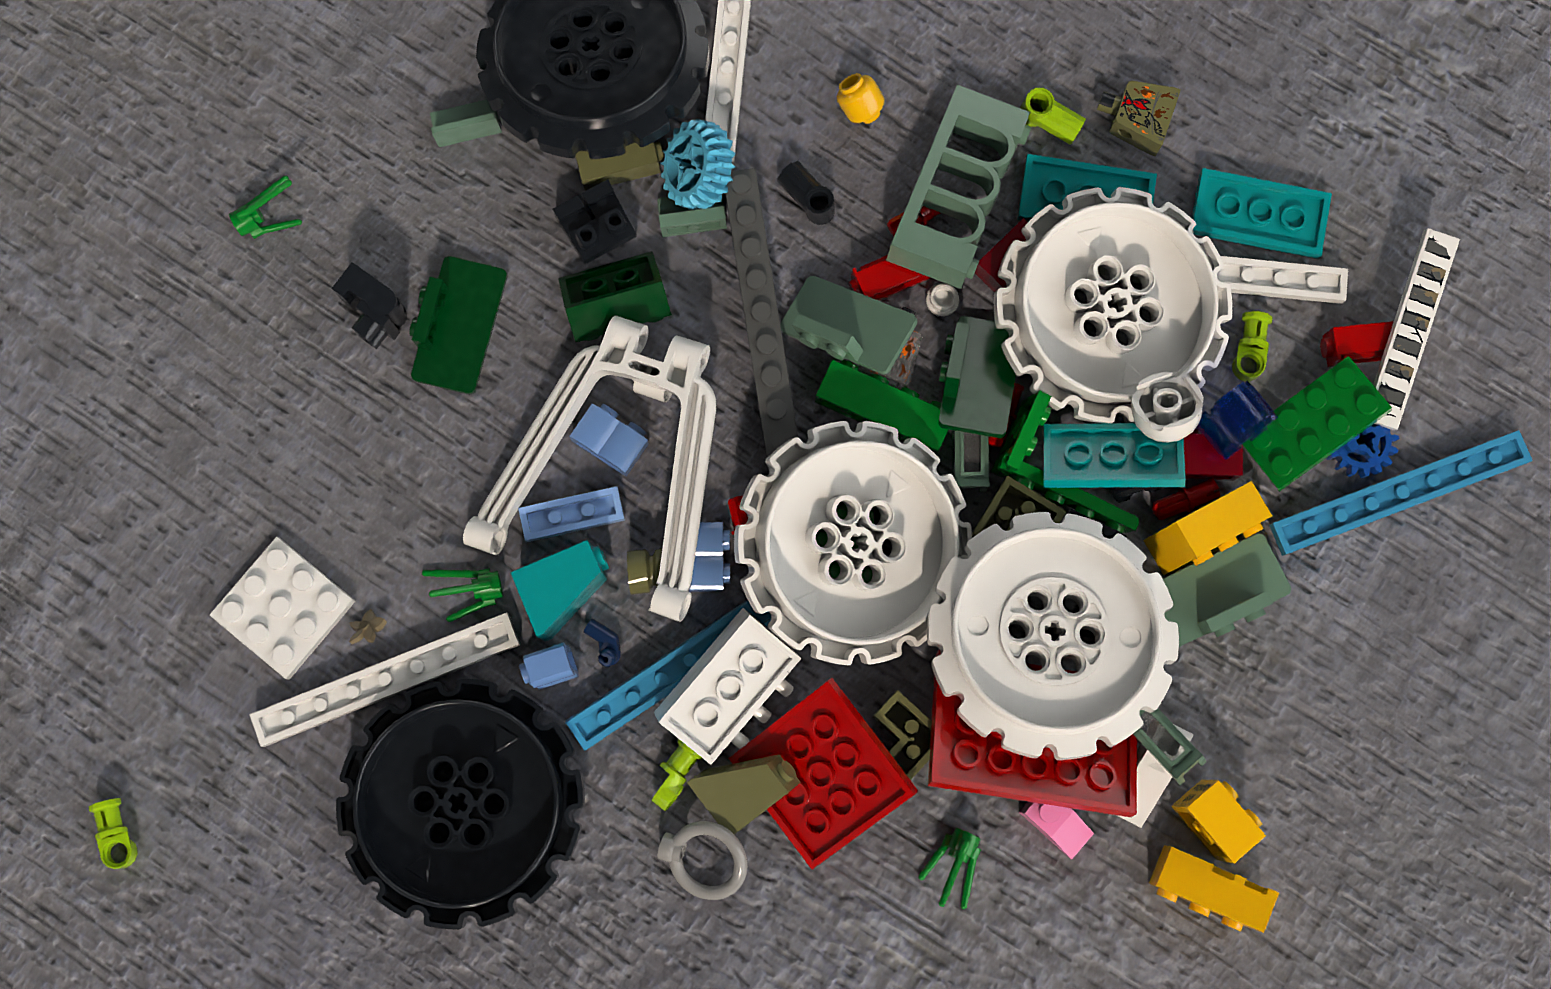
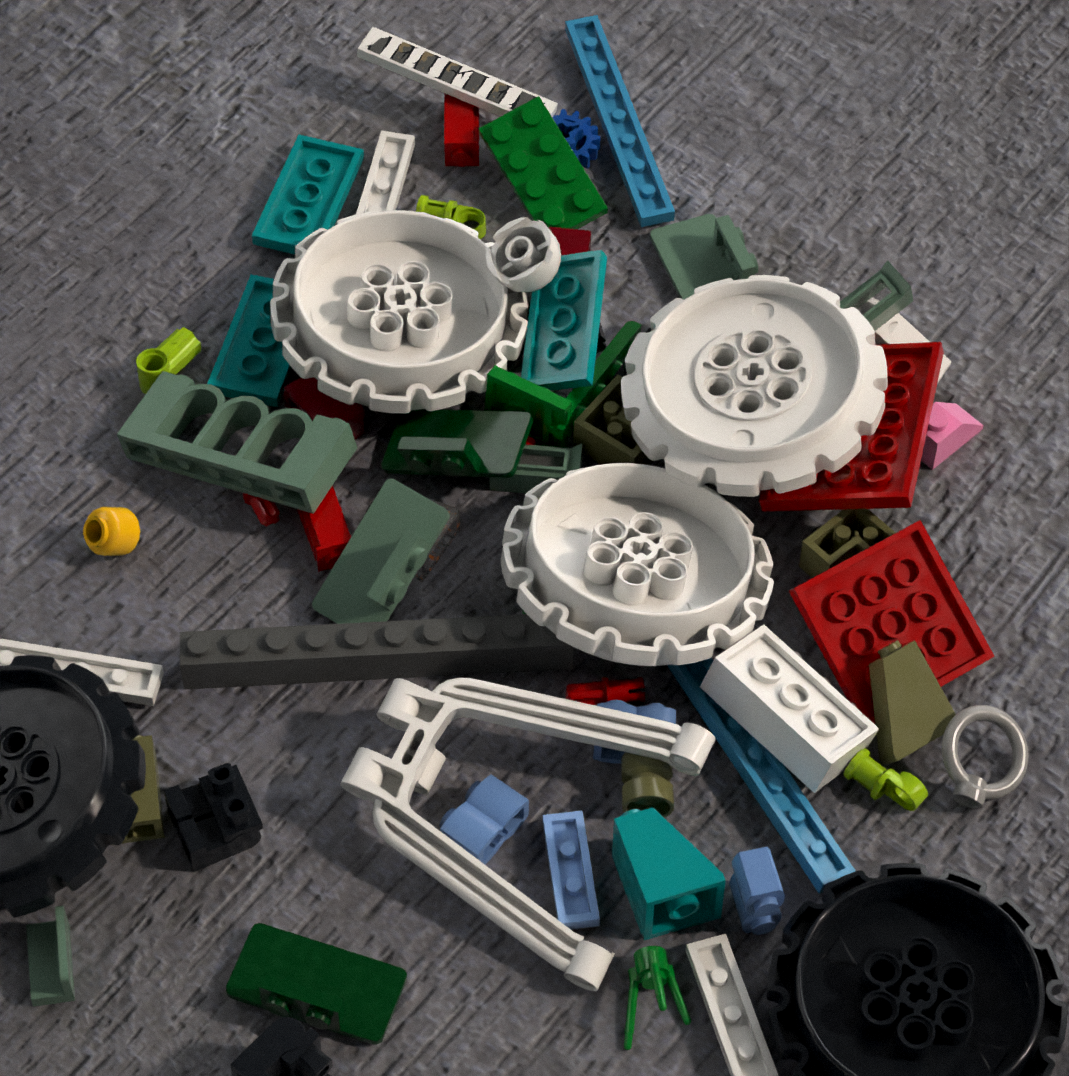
camera: 85 degrees left, 25 degrees down
(607, 640) = (728, 844): dark blue arm -> none
(621, 289) = (303, 805): dark green slope -> none
(680, 221) = (214, 720): sand green panel -> none
(697, 164) = (179, 698): medium azure gear -> none
(806, 192) = (212, 595): black piece -> none
(875, 401) = (473, 549): green brick -> none
(942, 299) = (359, 481): white plate -> none
(962, 847) = (972, 516): green plant -> none
(1141, 114) = (181, 281): olive torso -> none
(1186, 499) = (612, 295): red axle -> none
(1209, 528) = (641, 263): yellow wedge -> none
(1212, 890) = (1016, 301): yellow wedge -> none
(1219, 820) = (947, 286): yellow brick -> none
(1236, 419) = (539, 202): clear blue brick -> none

